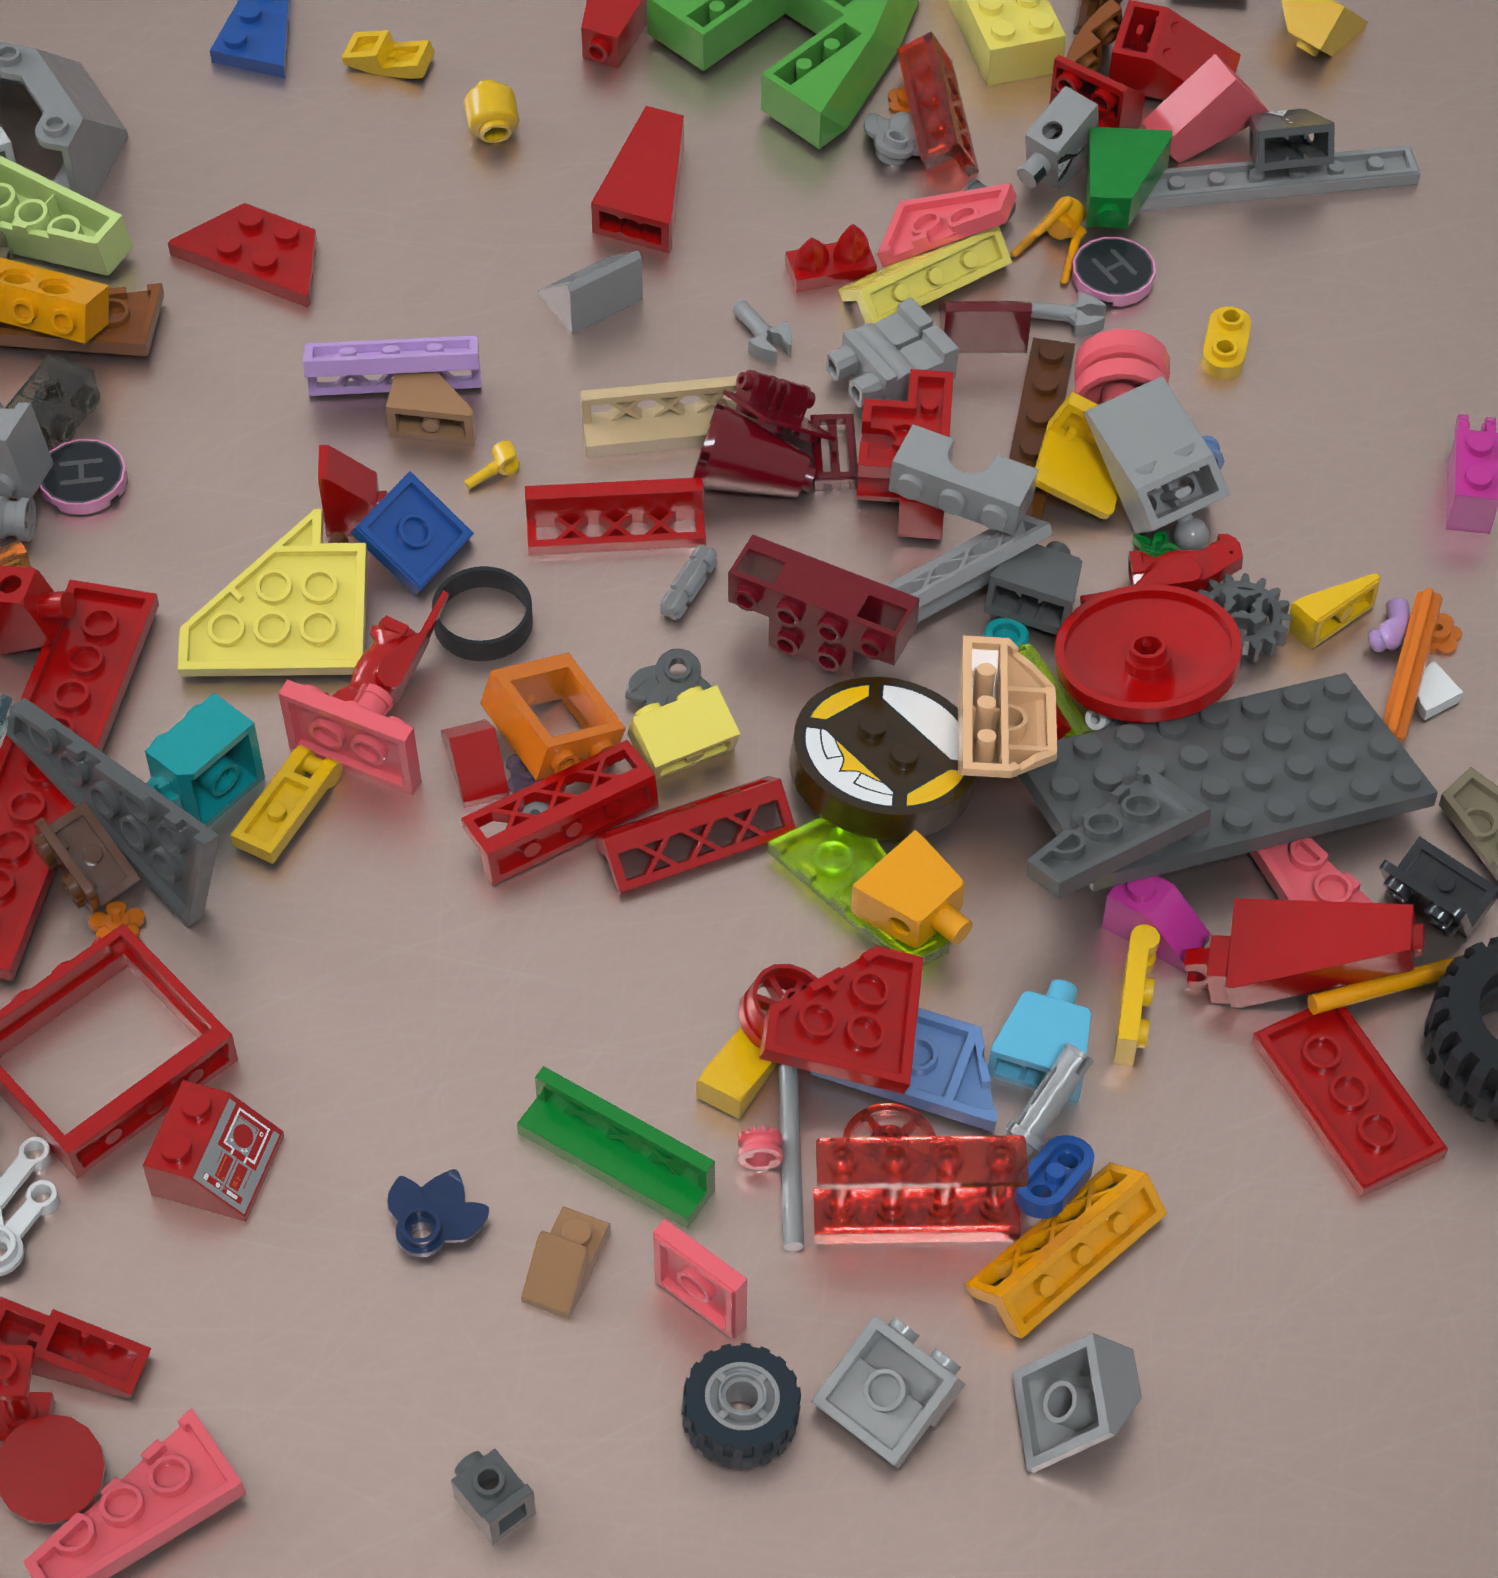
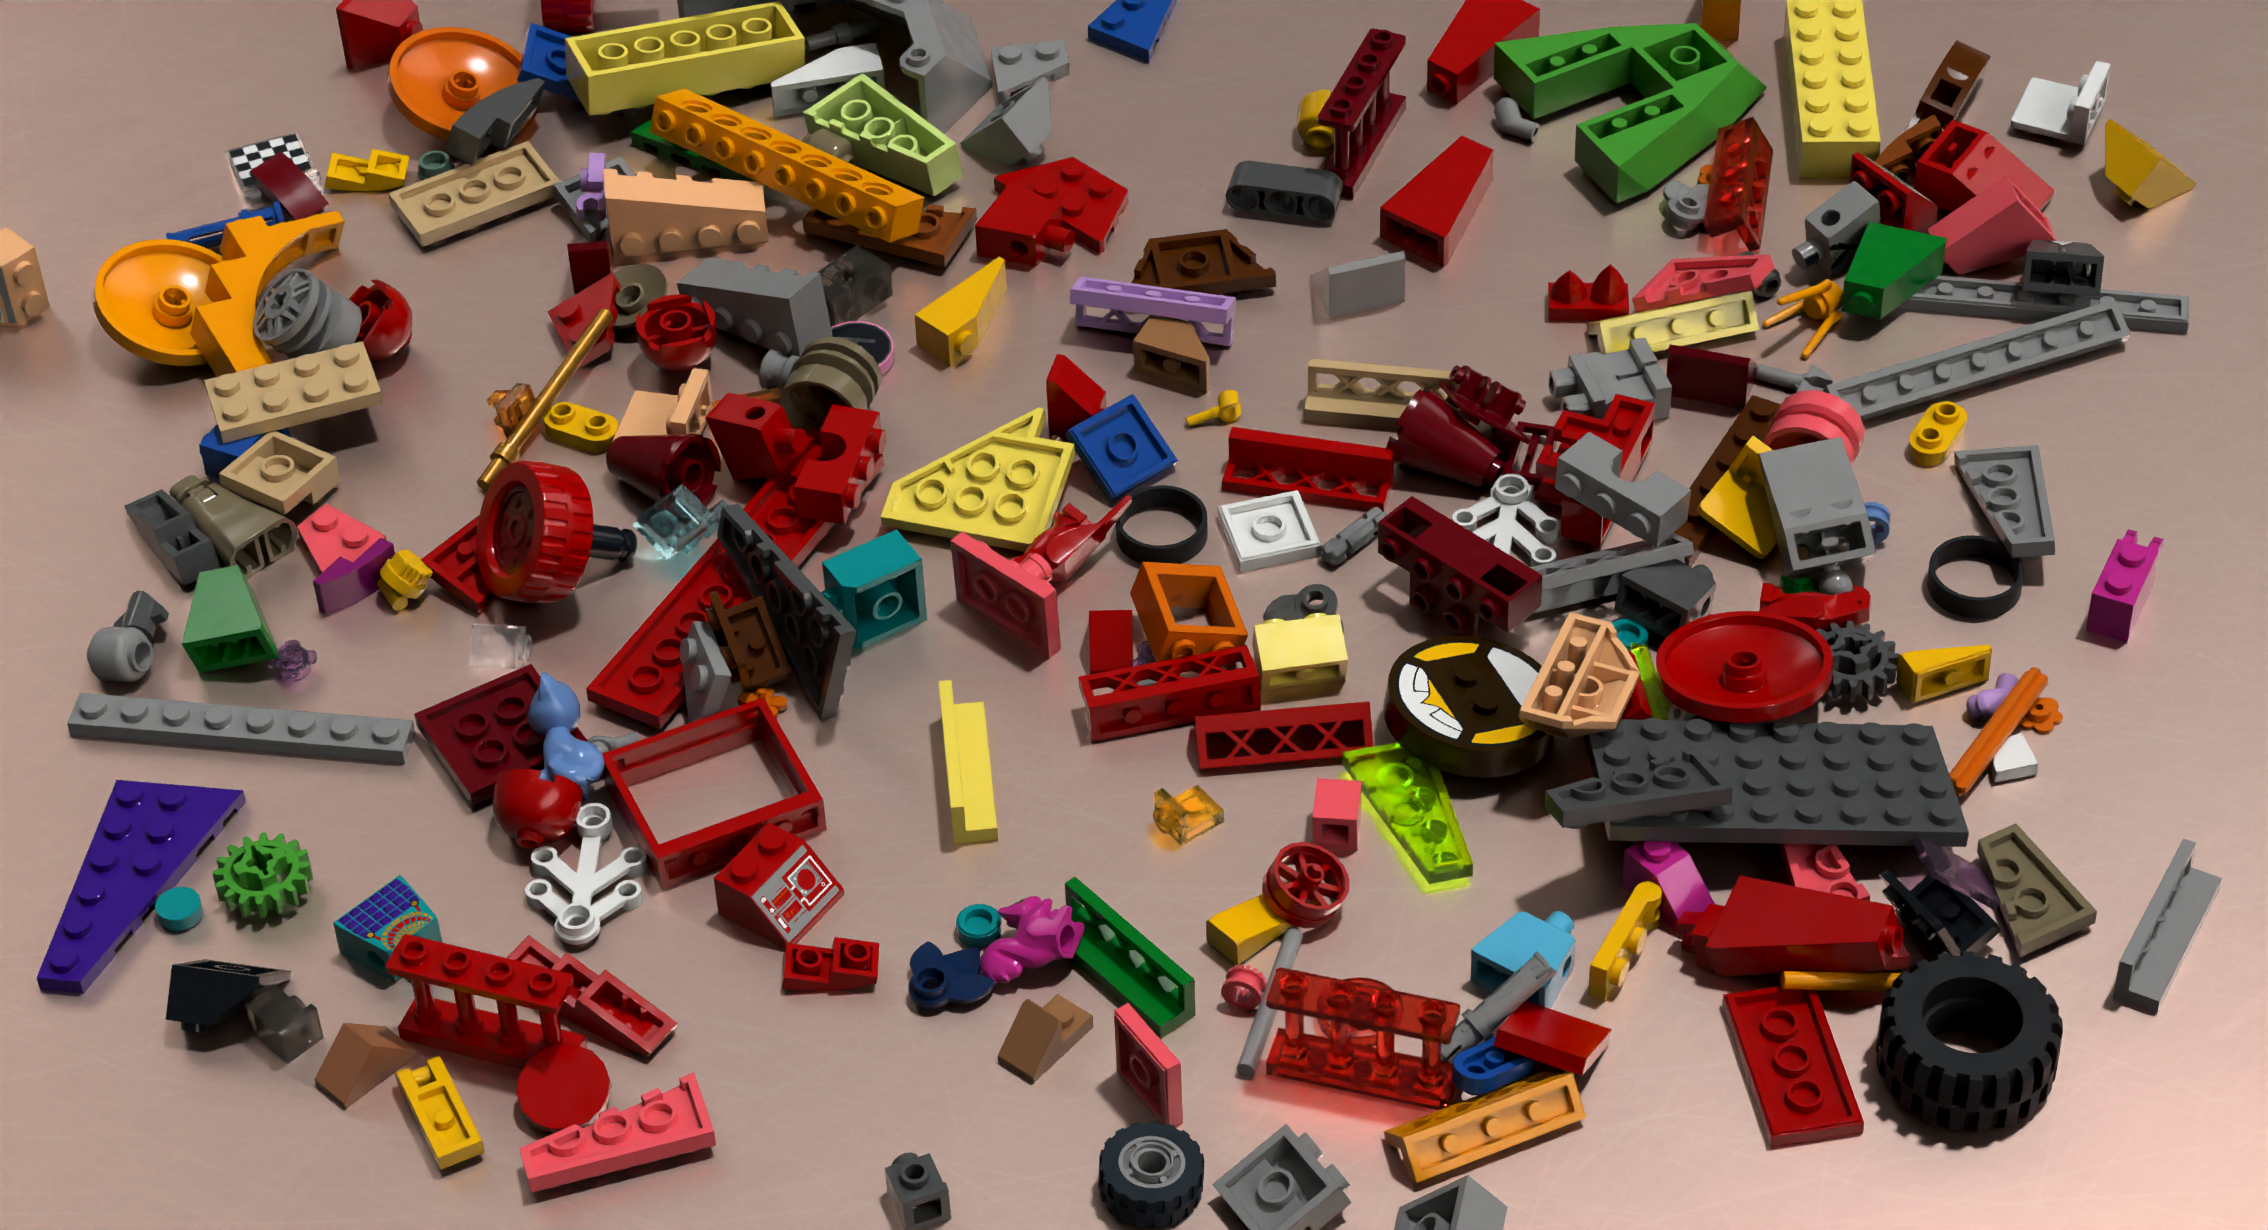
camera: 20 degrees right, 10 degrees down
(49, 910) = (703, 671): none -> light grey wing
(77, 530) = (829, 374): none -> dark tan wheel
(117, 651) = (849, 446): none -> red arch
(159, 107) = (1026, 63): none -> light grey wing
(170, 180) = (1014, 127): none -> light grey slope
(184, 417) = (961, 316): none -> yellow slope
(218, 295) = (1022, 227): none -> red torso
(285, 804) = (936, 639): yellow plate -> none
(309, 1231) = (842, 967): none -> red slope
(372, 952) = (967, 769): none -> light yellow fence
(380, 55) = (1241, 56): yellow slope -> none
(421, 302) = (1202, 263): none -> reddish brown wing
(447, 1141) = (978, 925): none -> teal tile
(480, 200) = (1284, 191): none -> dark grey beam
(522, 1149) = (1038, 940): none -> dark pink animal
(536, 100) = (1363, 109): none -> dark red fence
(596, 594) = (1269, 531): none -> white tile
(626, 951) = (1186, 814): none -> clear yellow bracket
(683, 79) = (1510, 120): none -> light grey arm
(759, 345) = (1496, 356): light grey bar -> none
(787, 915) = (1337, 813): none -> coral brick
(834, 502) = (1509, 496): none -> white plant
(852, 1022) = (1354, 898): red plate -> none
(912, 895) = (1448, 814): light orange torso -> none
(946, 1072) = (1404, 948): medium blue wing -> none
(1108, 1133) = (1552, 1037): none -> red tile
(1114, 270) = (1852, 350): tile -> none
(1243, 255) = (1983, 360): none -> light grey plate
(1323, 461) = (1974, 606): none -> black tyre
(1331, 399) = (2012, 496): none -> light grey wing
(1438, 838) = (1956, 872): none -> clear purple piece

